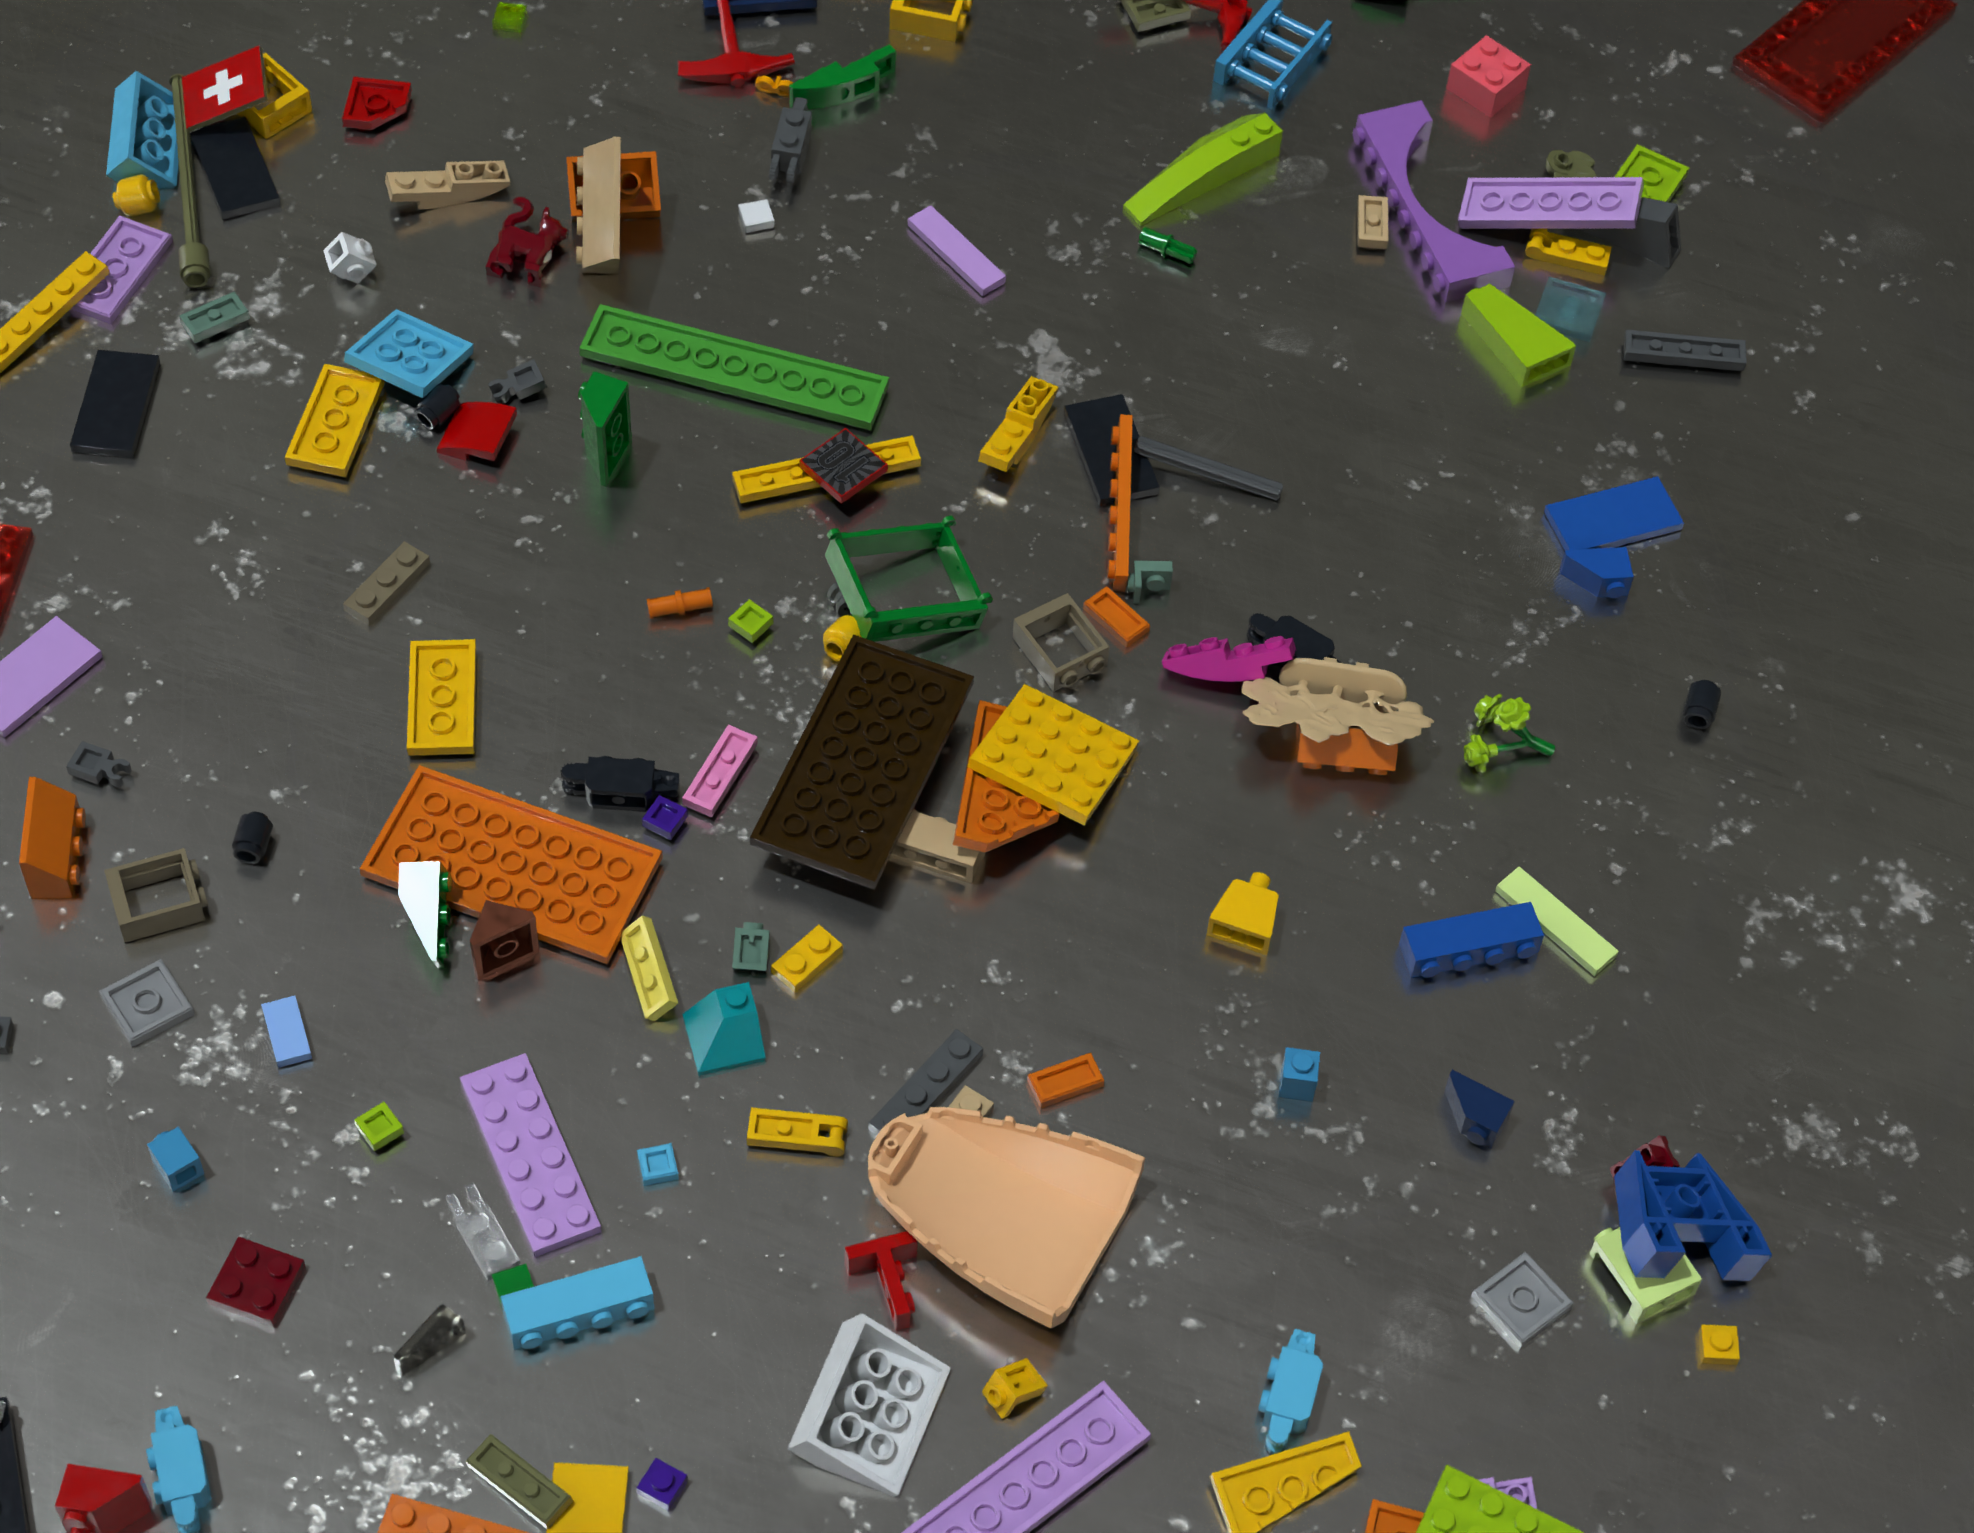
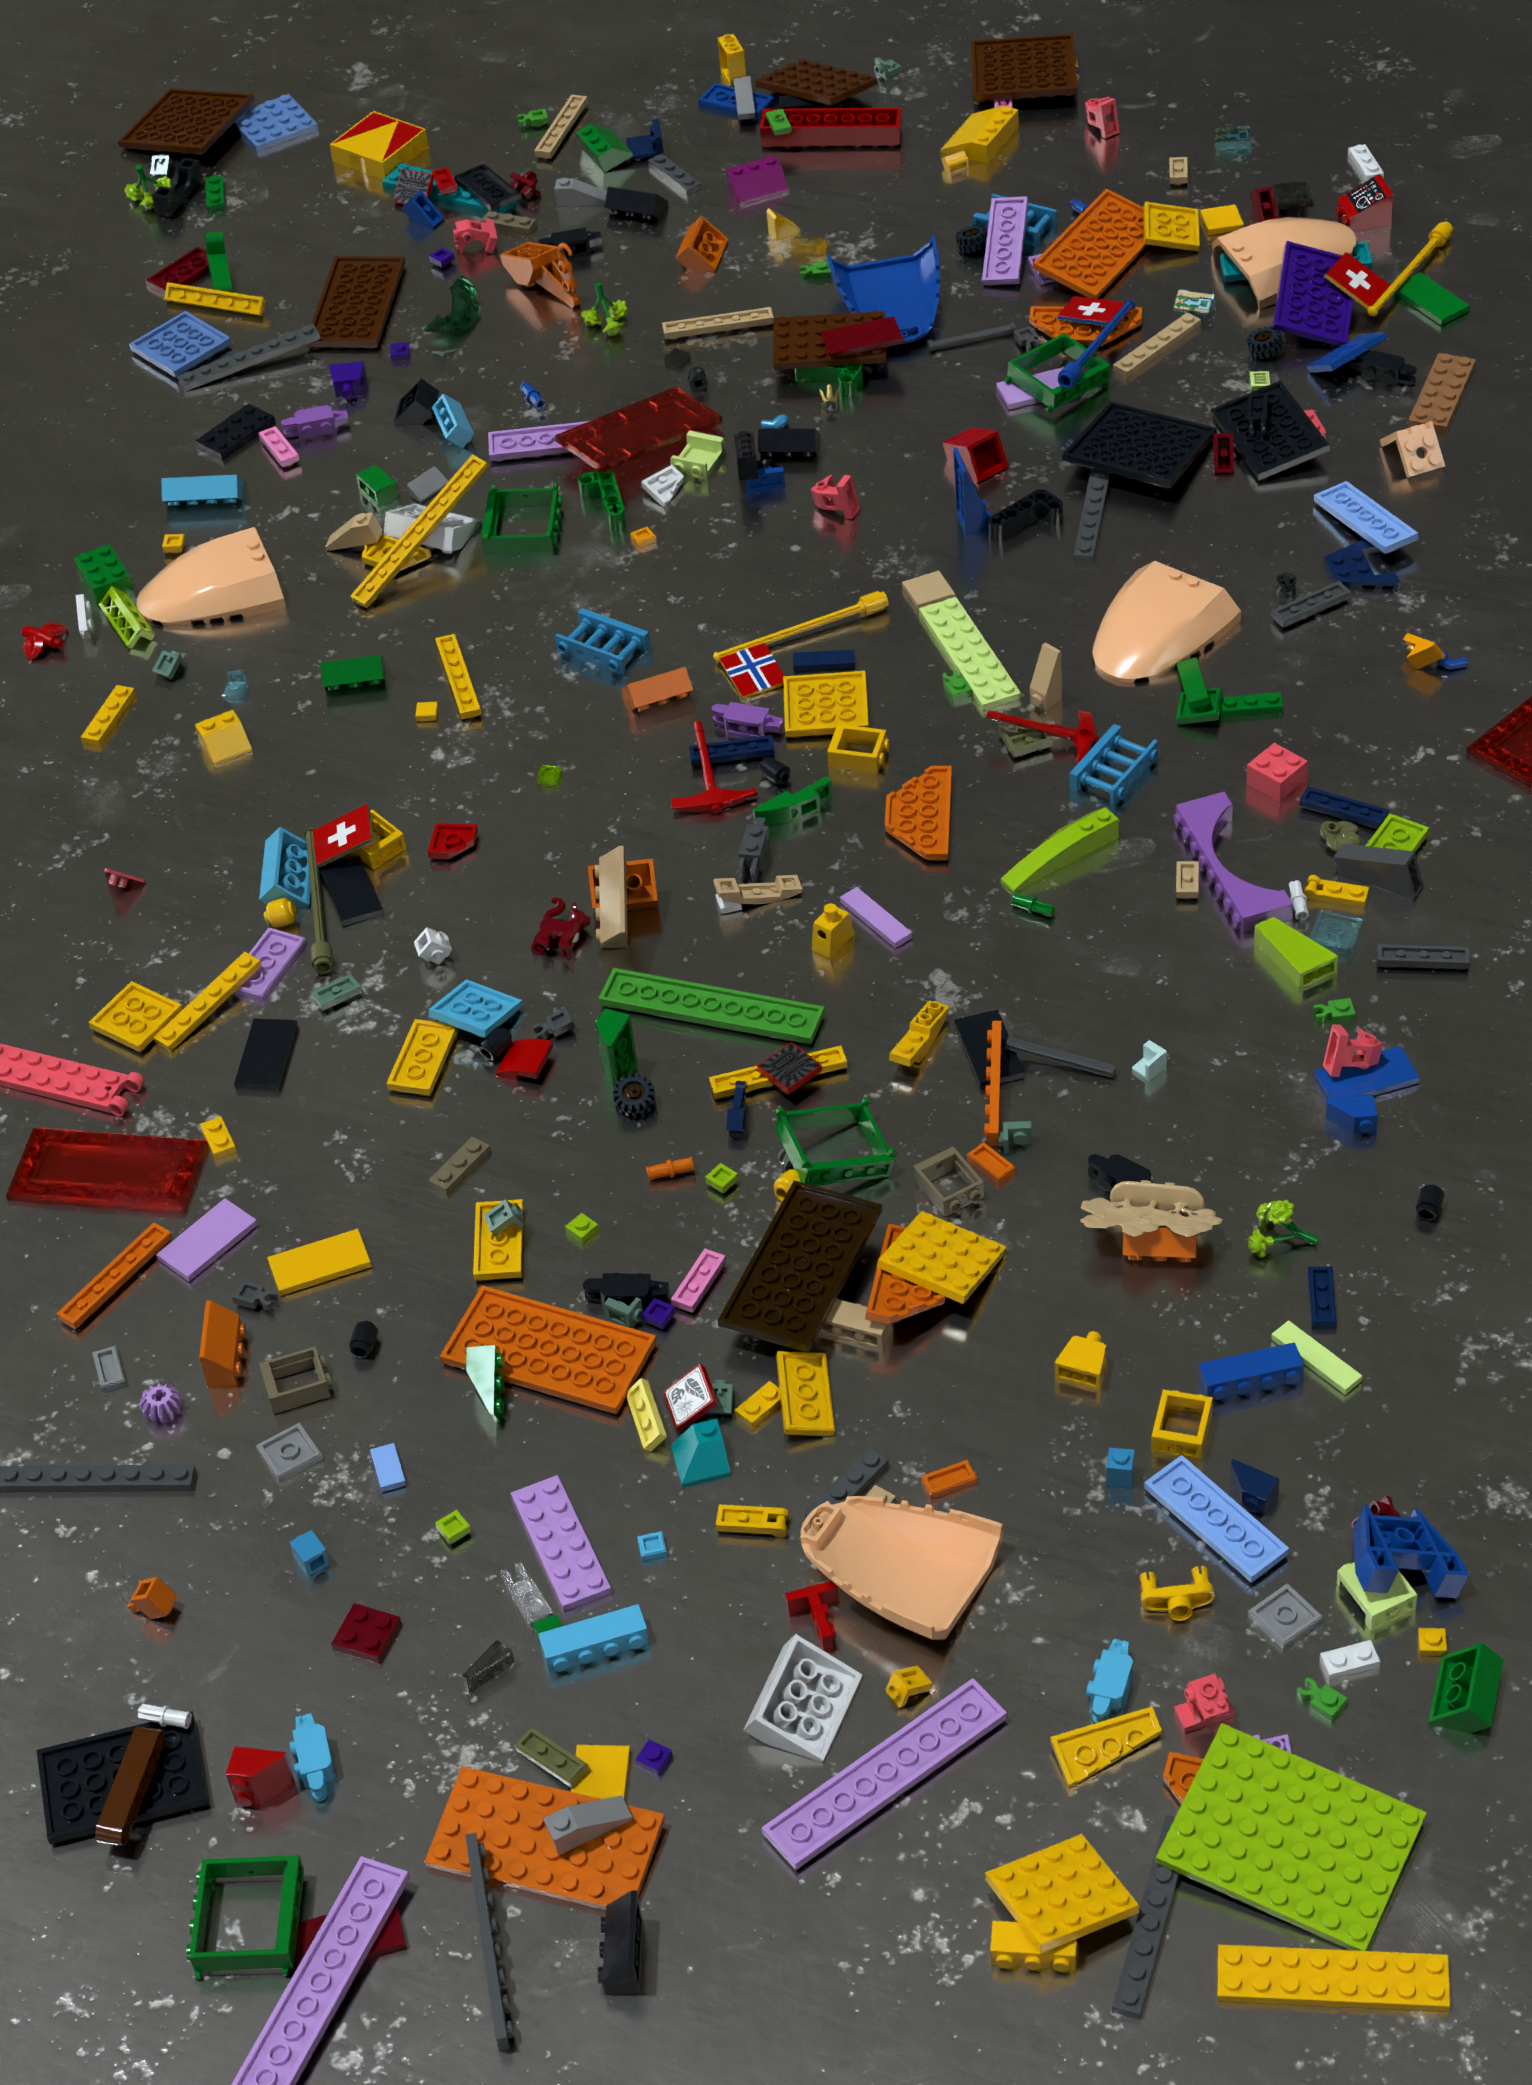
camera: 10 degrees right, 10 degrees down
(46, 524) = (218, 1138): none -> yellow plate
(189, 717) = (319, 1262): none -> yellow tile
(449, 666) = (503, 1216): none -> sand green bracket
(454, 186) = (510, 892): tan slope -> none
(502, 938) = (540, 1397): copper slope -> none
(557, 684) = (582, 1228): none -> lime plate
(614, 817) = (623, 1314): none -> sand green bracket
(629, 493) = (633, 1095): none -> black wheel
(711, 946) = (690, 1397): none -> tile
(767, 85) = (737, 811): light orange piece -> none
(772, 525) = (737, 1111): none -> dark blue piece
(797, 206) = (758, 893): none -> tan slope
(818, 30) = (774, 770): none -> black brick
(868, 946) = (805, 1393): none -> yellow tile
(898, 268) = (831, 931): none -> yellow torso
(1015, 104) = (921, 813): none -> orange plate
(1217, 662) = (1063, 1188): dark pink slope -> none
(1330, 482) = (1152, 1063): none -> light aqua panel
(1377, 1041) = (1188, 1445): none -> yellow window
(1378, 1271) = (1177, 1599): none -> yellow connector
(1427, 1424) = (1207, 1696): none -> coral tile
(1429, 1153) = (1216, 1518): none -> light blue plate
(1521, 260) = (1299, 901): none -> white axle
(1551, 203) = (1320, 857): lavender plate -> none
(1561, 834) = (1322, 1297): none -> dark blue tile
(1574, 420) = (1337, 1010): none -> bright green plate
(1576, 132) = (1343, 807): none -> dark blue plate
(1578, 1427) = (1323, 1701): none -> bright green plate
(1607, 485) = (1341, 1050): none -> coral tile
(1610, 1367) = (1349, 1660): none -> white plate
(1767, 1418) = (1466, 1689): none -> green slope

